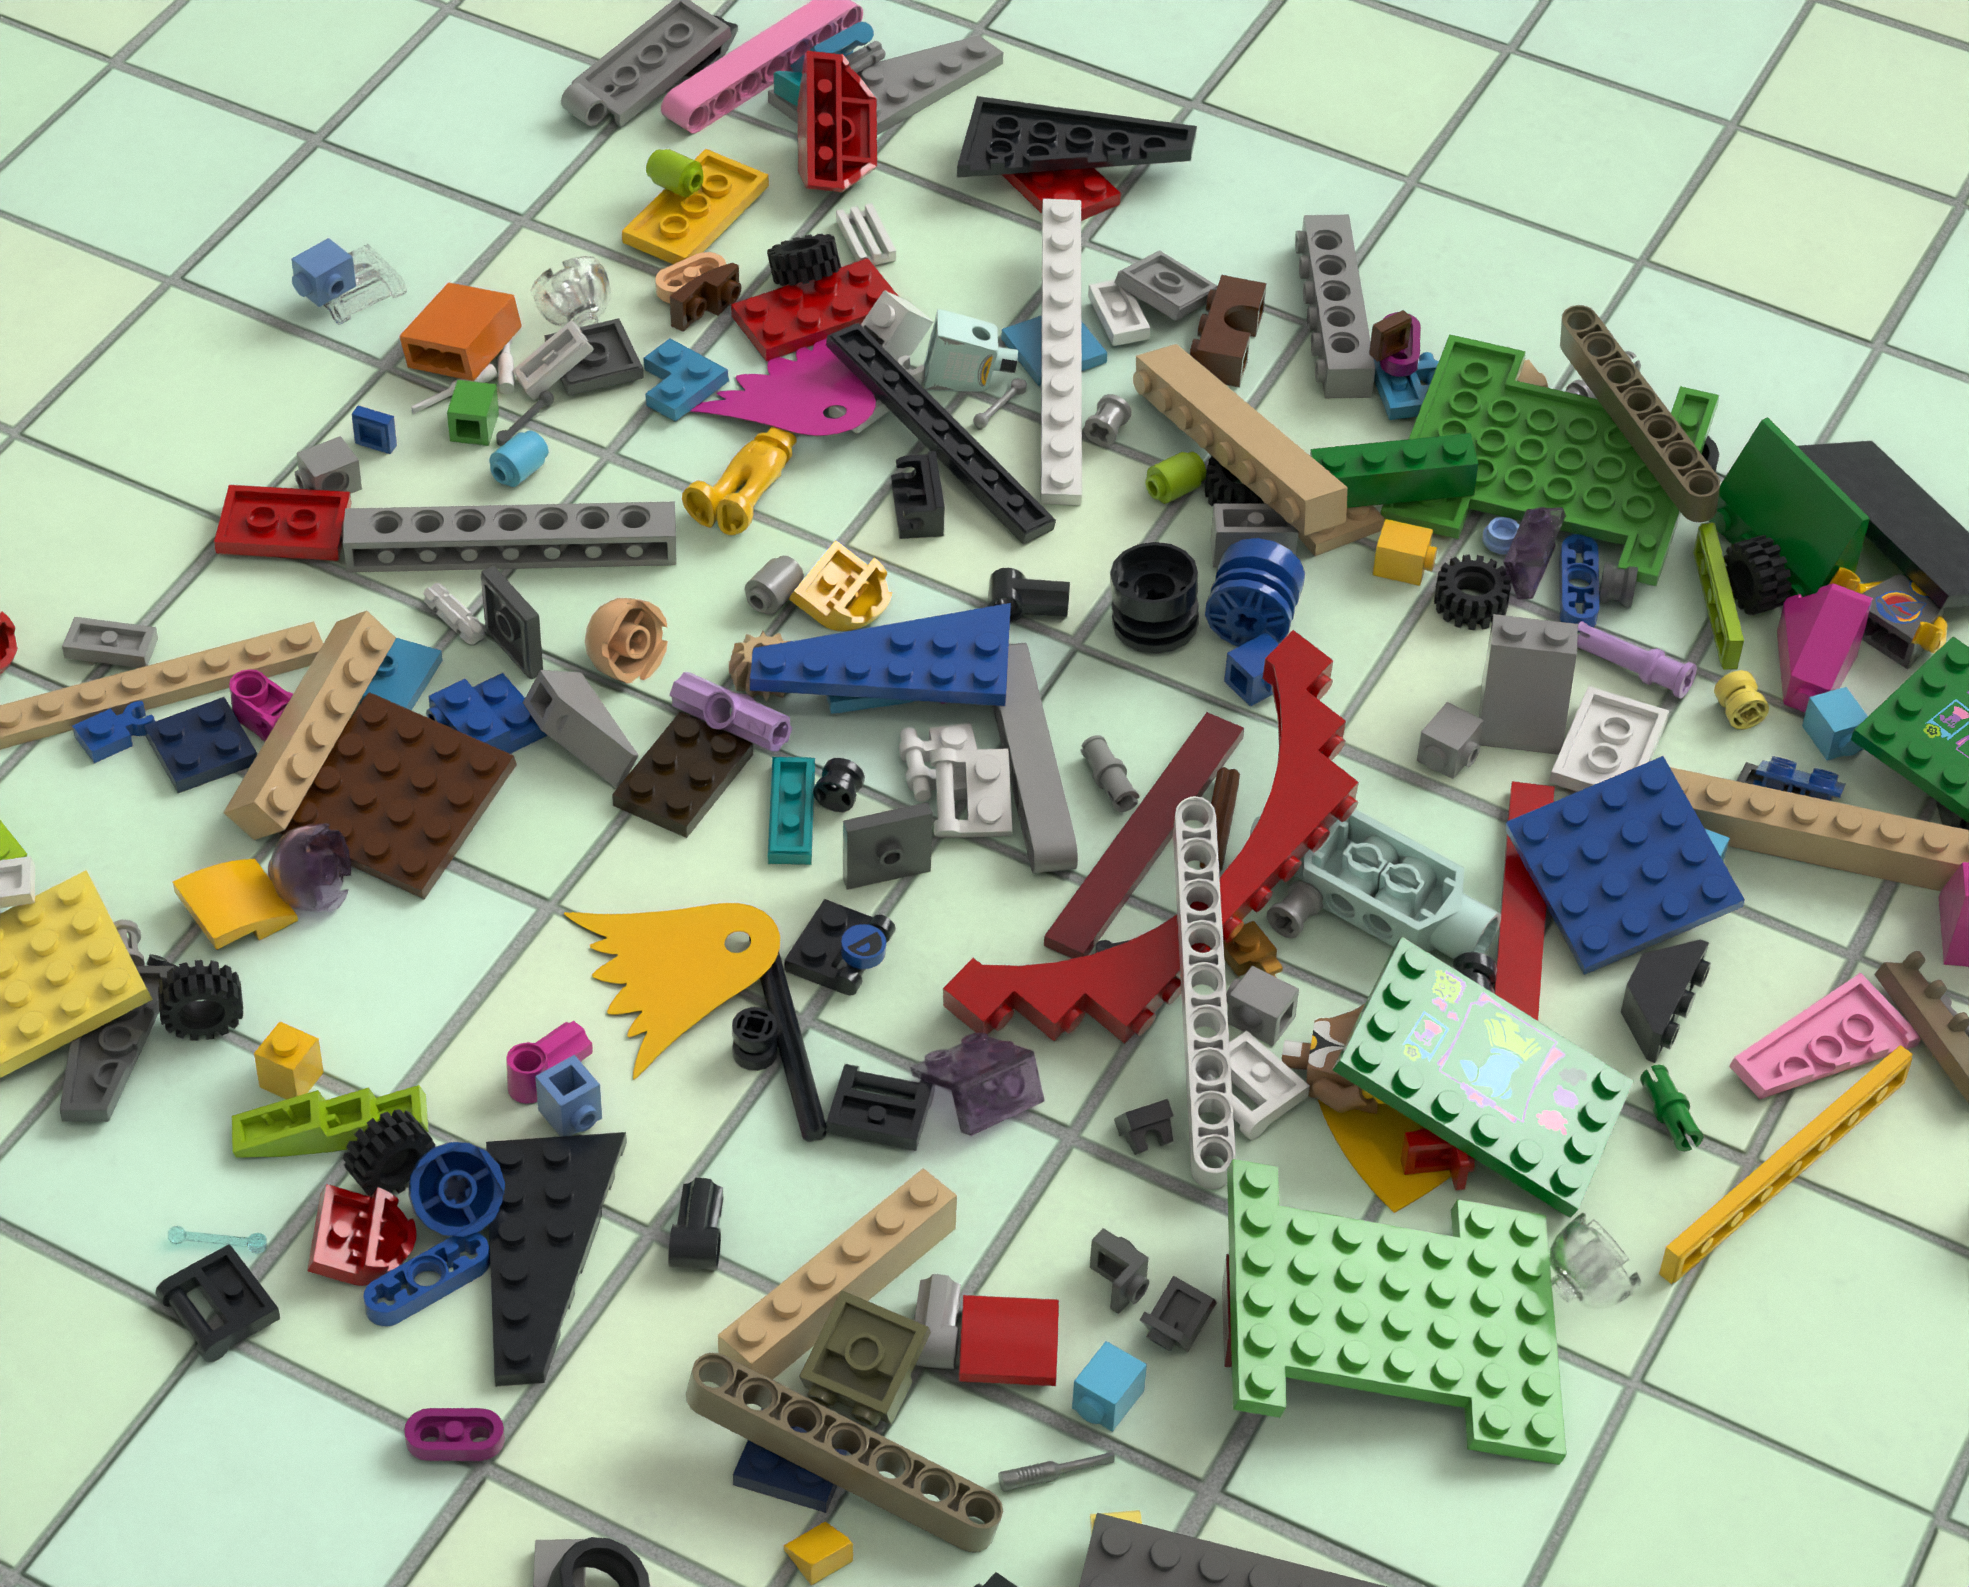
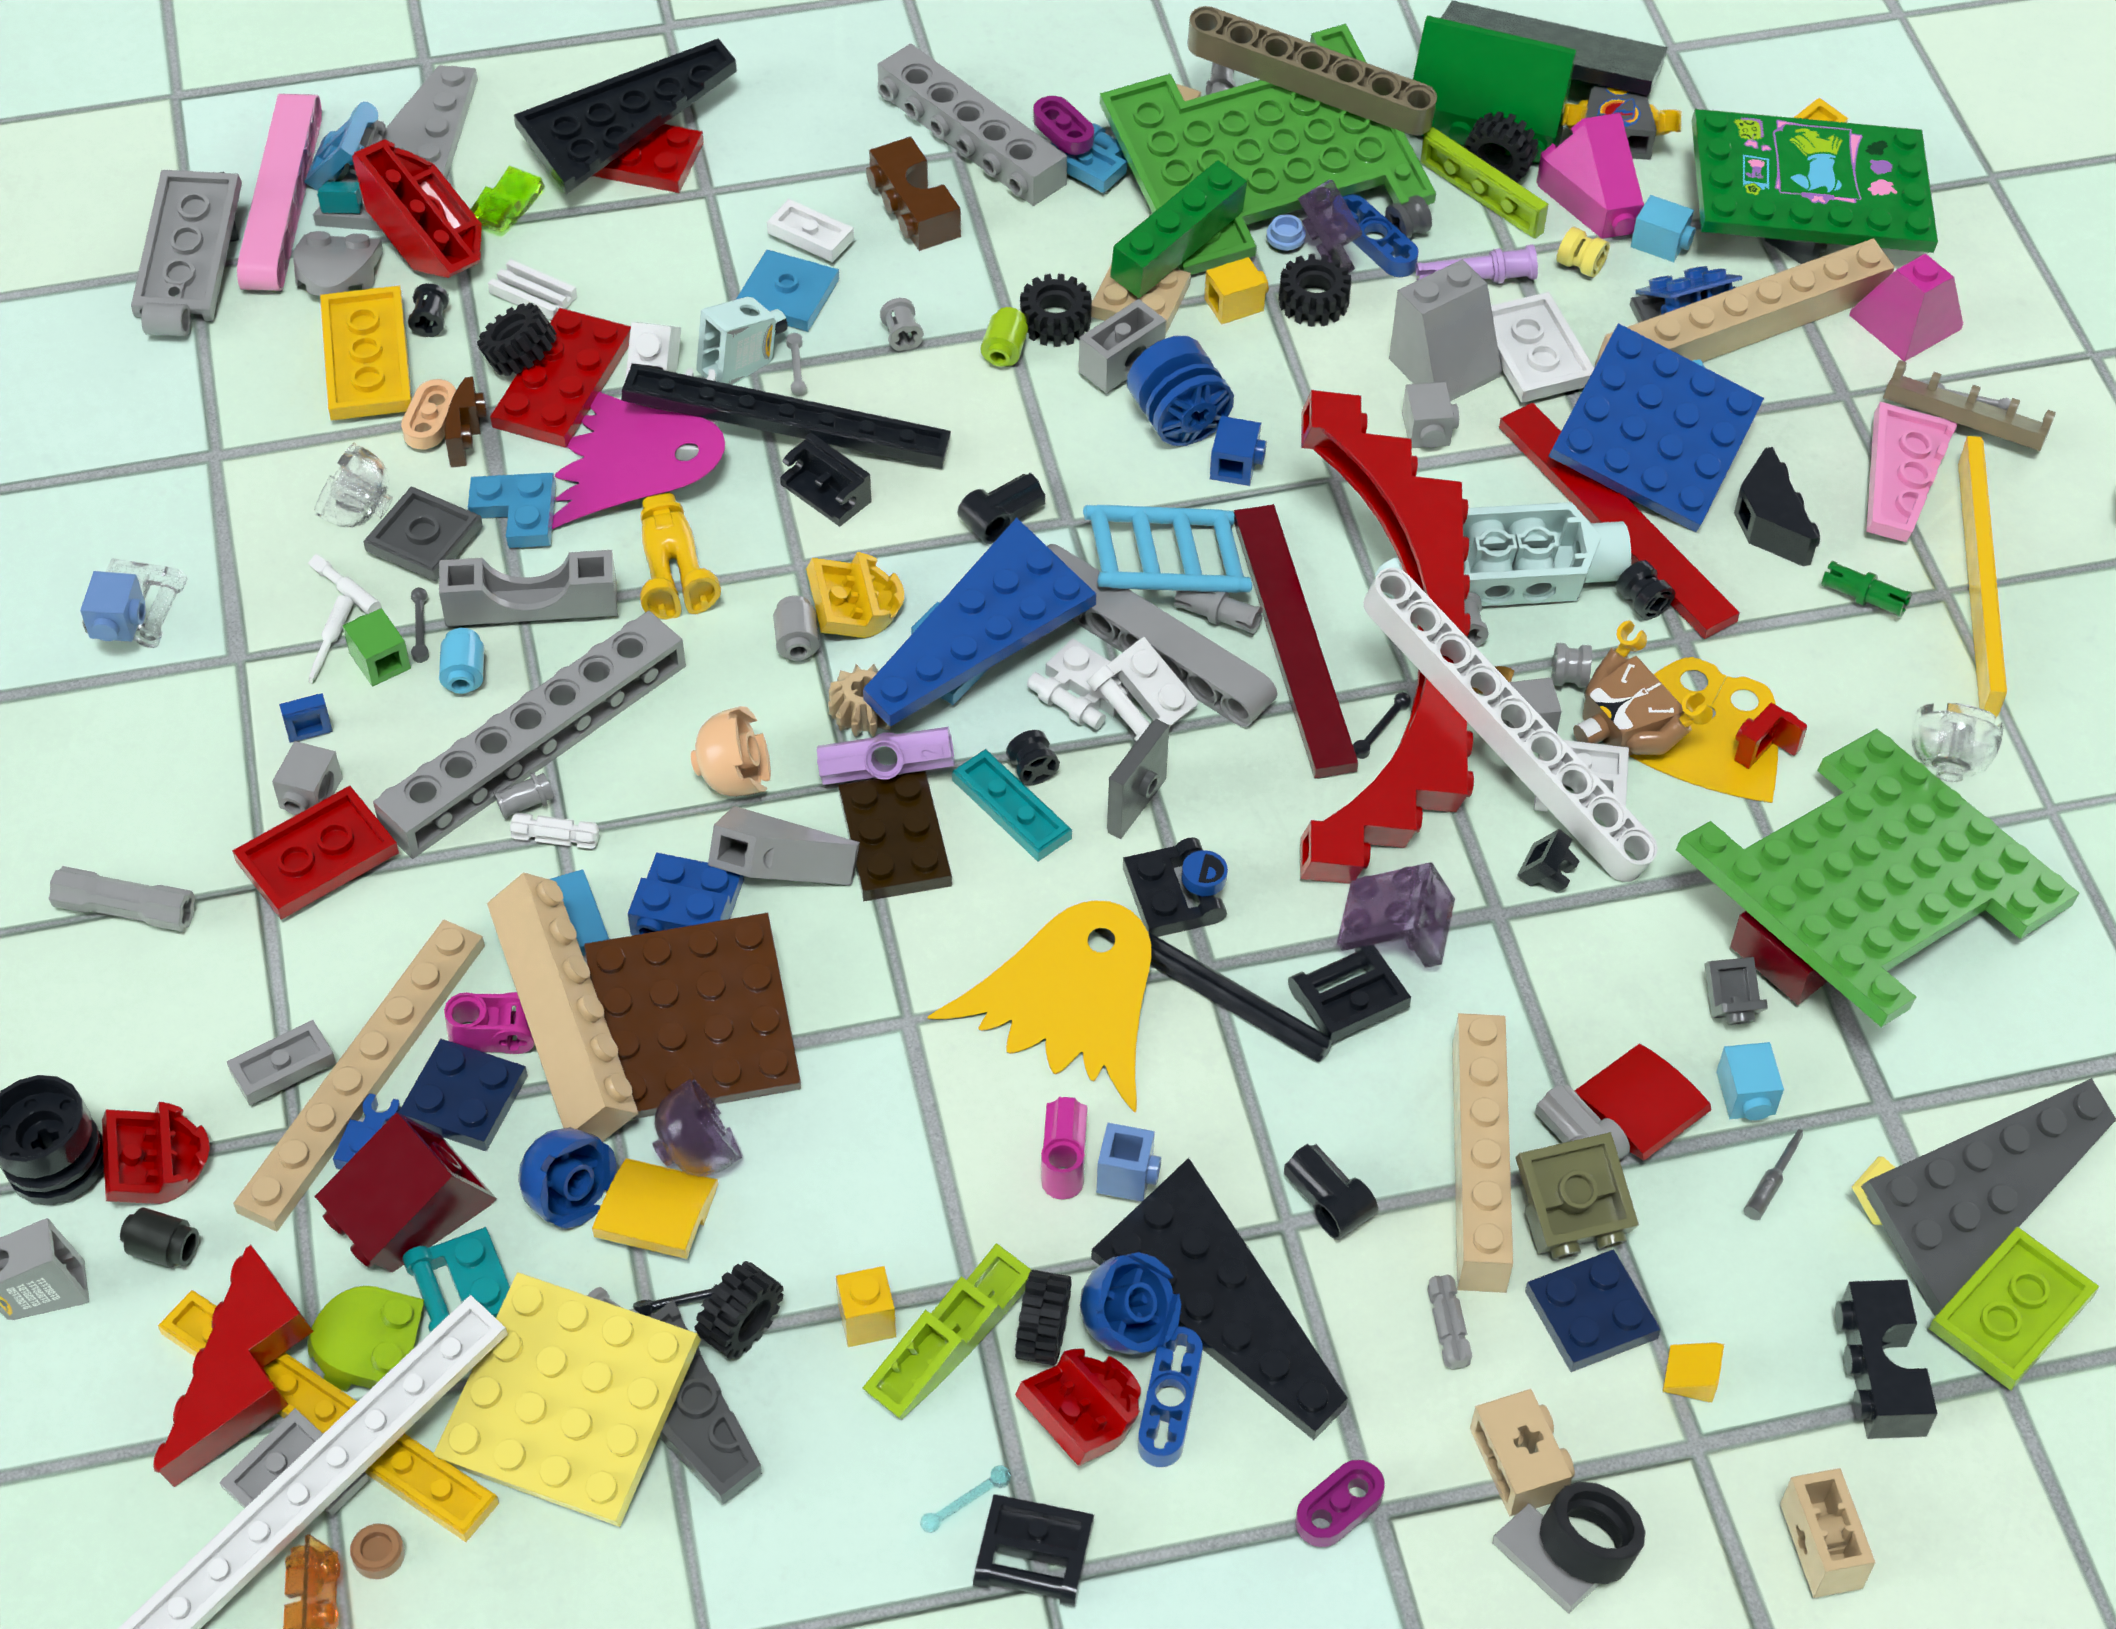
camera: 40 degrees left, 5 degrees up
(81, 852) = (472, 1267): none -> teal plate
(87, 775) = (401, 1193): none -> dark red slope
(115, 453) = (88, 892): none -> light grey axle
(192, 835) = (566, 1176): none -> blue cylinder
(458, 575) = (524, 795): none -> light grey pin
(460, 331) = (288, 583): orange brick -> none
(511, 622) = (631, 801): dark grey tile -> none
(553, 360) = (405, 560): white tile -> none
(576, 417) = (479, 594): none -> light grey arch
(621, 1495) = (1521, 1450): none -> tan brick
(675, 172) = (327, 329): lime brick -> none
(675, 1383) = (1449, 1322): none -> light grey axle
(746, 133) = (335, 262): none -> light grey slope
(754, 1038) = (1202, 1008): black wheel -> none
(772, 204) = (428, 310): none -> black bush
(855, 1472) = (1646, 1279): dark tan beam -> none
(928, 161) = (508, 200): none -> clear neon green slope
(1061, 353) = (810, 289): white plate -> none
(1106, 737) = (1151, 577): none -> medium azure bar
(1122, 1265) = (1657, 982): dark grey bracket -> none
(1154, 597) = (1109, 442): black wheel -> none
(1165, 285) = (826, 185): light grey plate -> none
(1224, 803) = (1333, 588): reddish brown axle -> none
(1241, 439) = (1040, 272): tan brick -> none
(1338, 994) = (1572, 665): none -> light grey wheel
(1390, 335) = (1066, 119): reddish brown tile -> none
(1484, 1076) = (1748, 651): plate -> none

